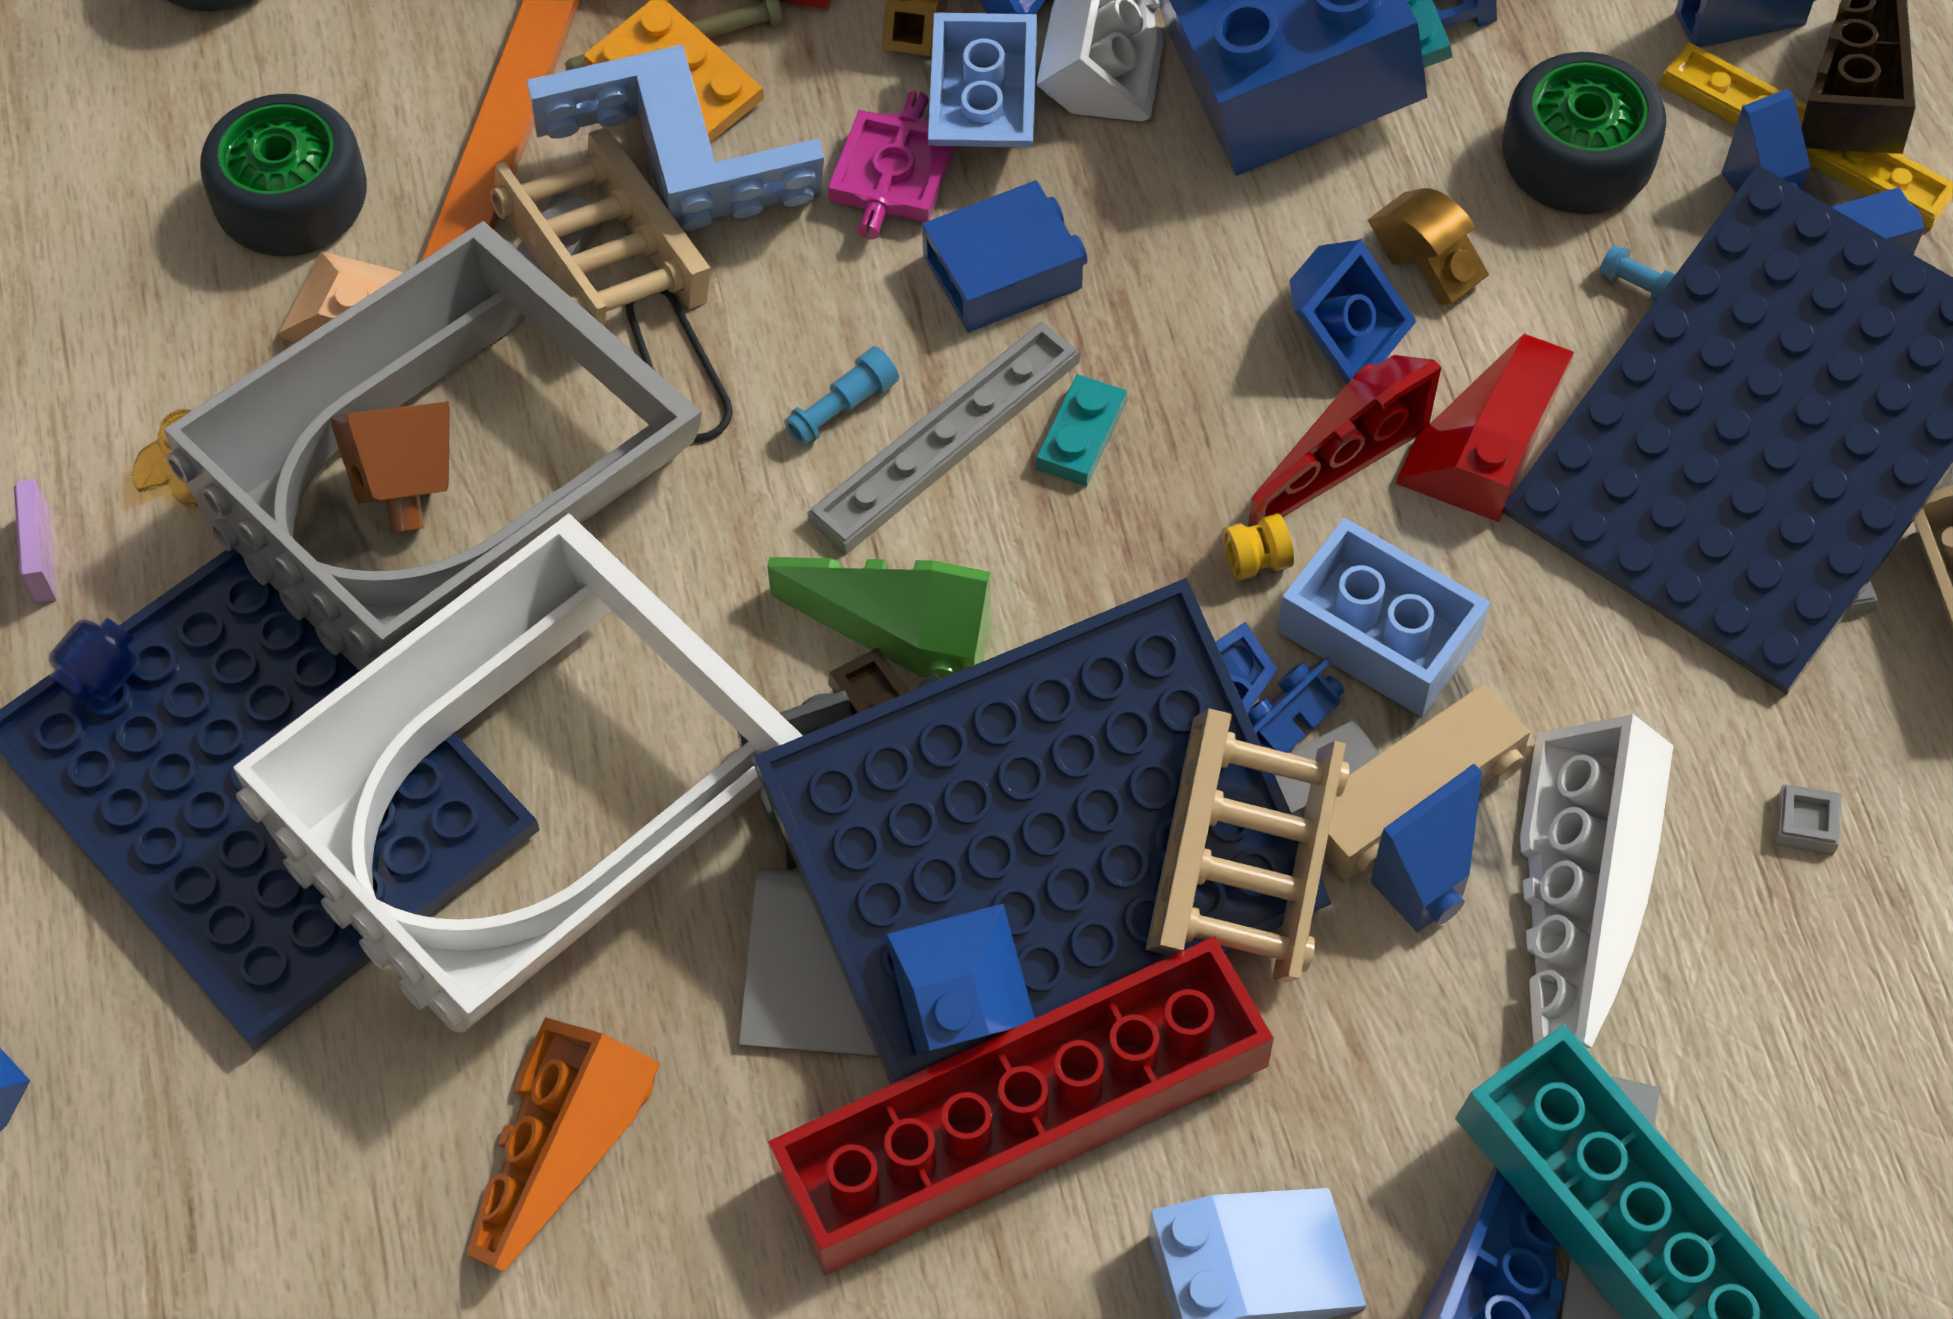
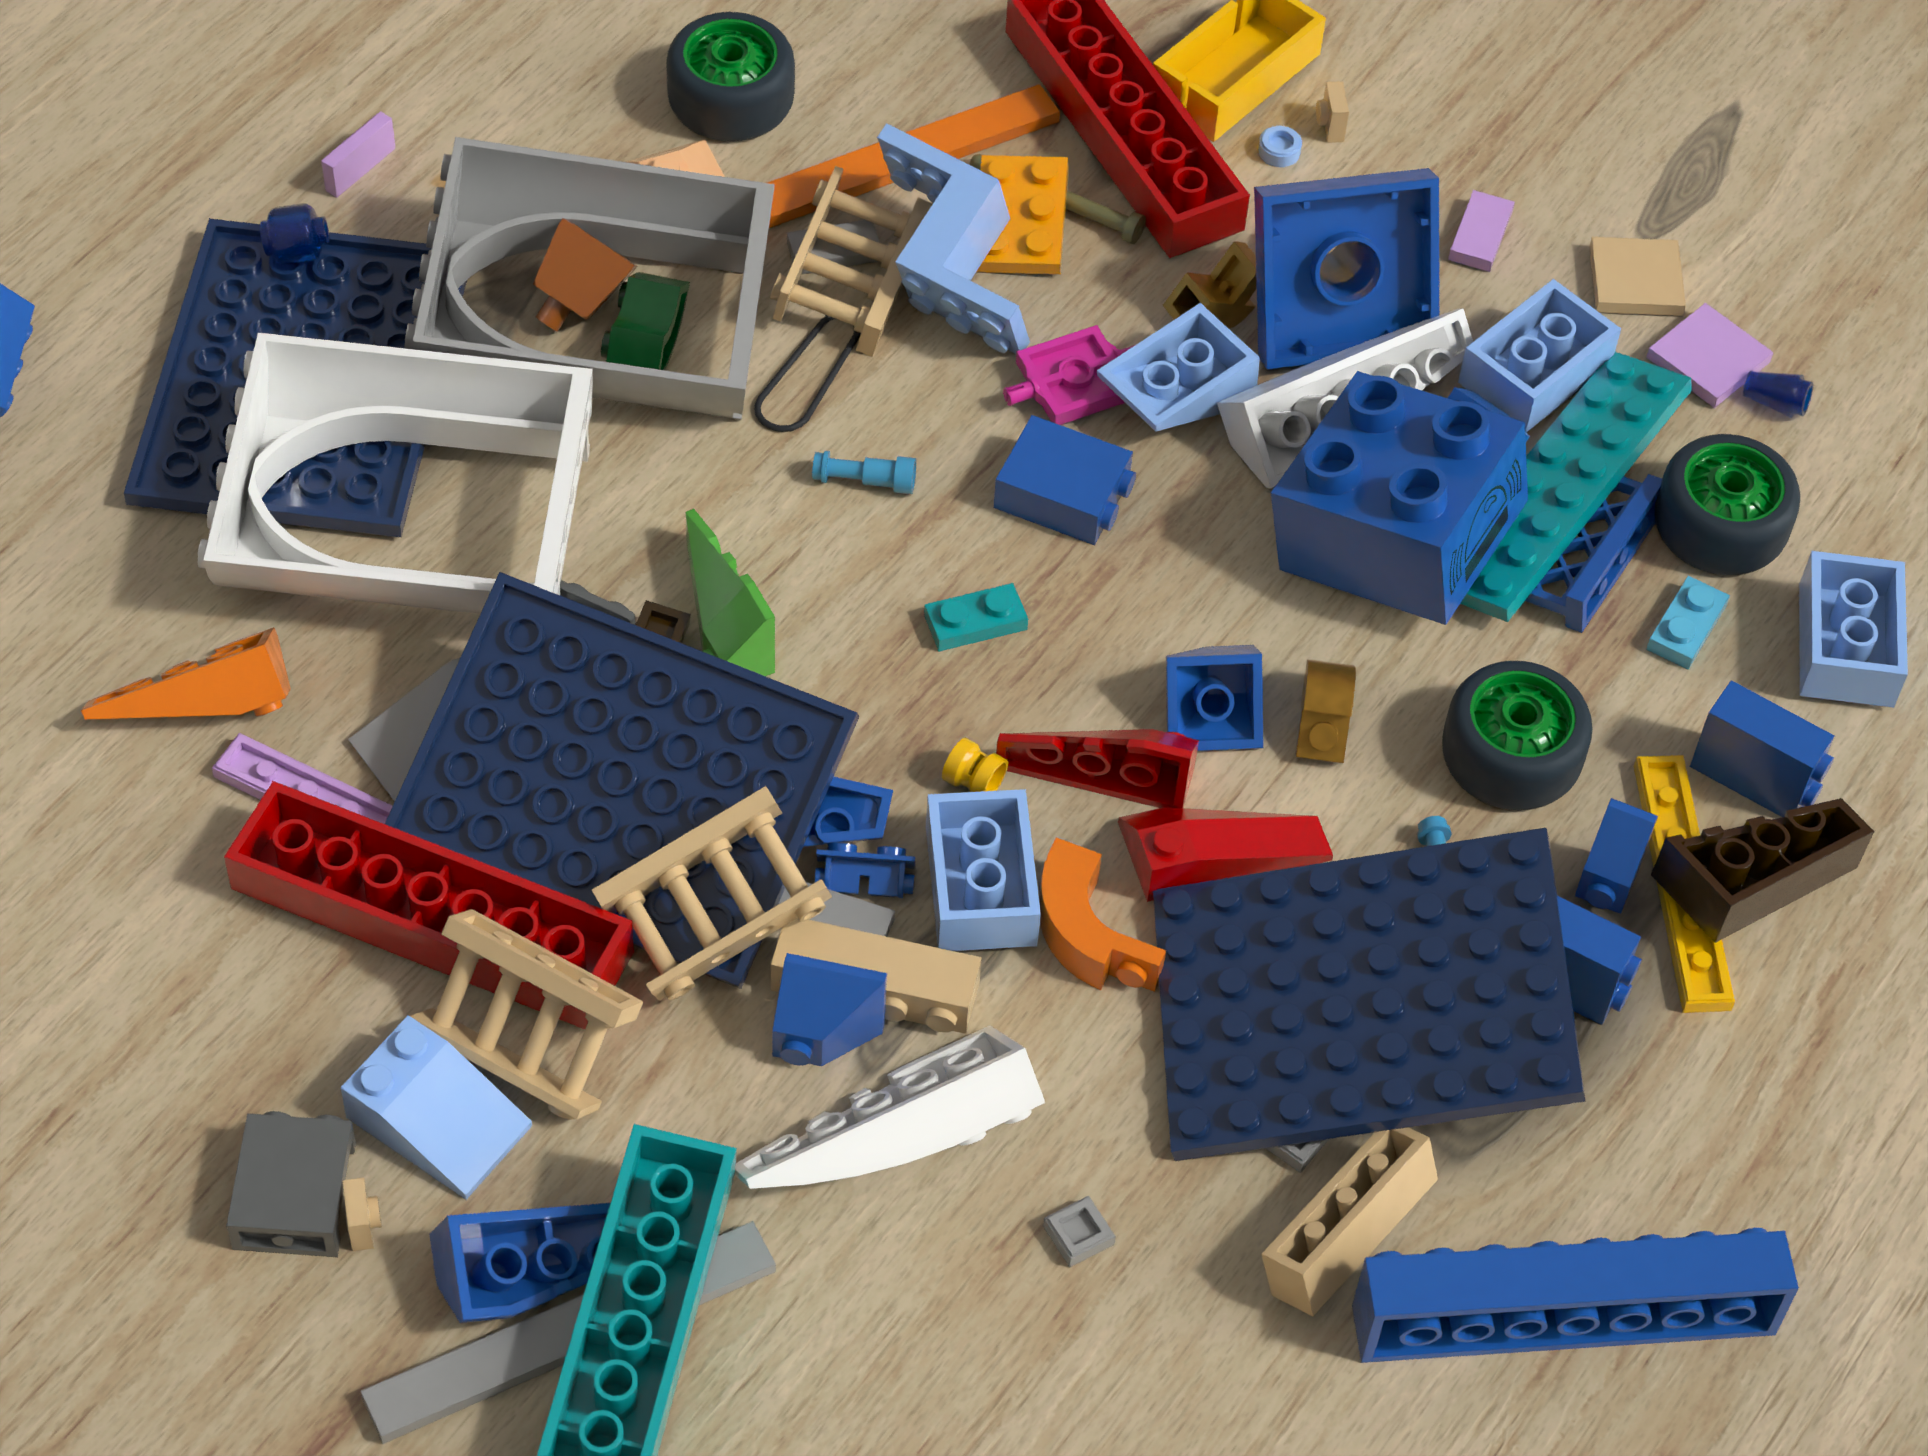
camera: 45 degrees right, 5 degrees down
(504, 448) = (647, 321): none -> dark green brick
(739, 1134) = (254, 766): none -> lavender tile
(943, 437) = (896, 547): light grey tile -> none
(959, 978) = (472, 803): blue slope -> none
(1196, 1062) = (561, 984): none -> tan fence
(1520, 595) = (1077, 935): none -> orange arch

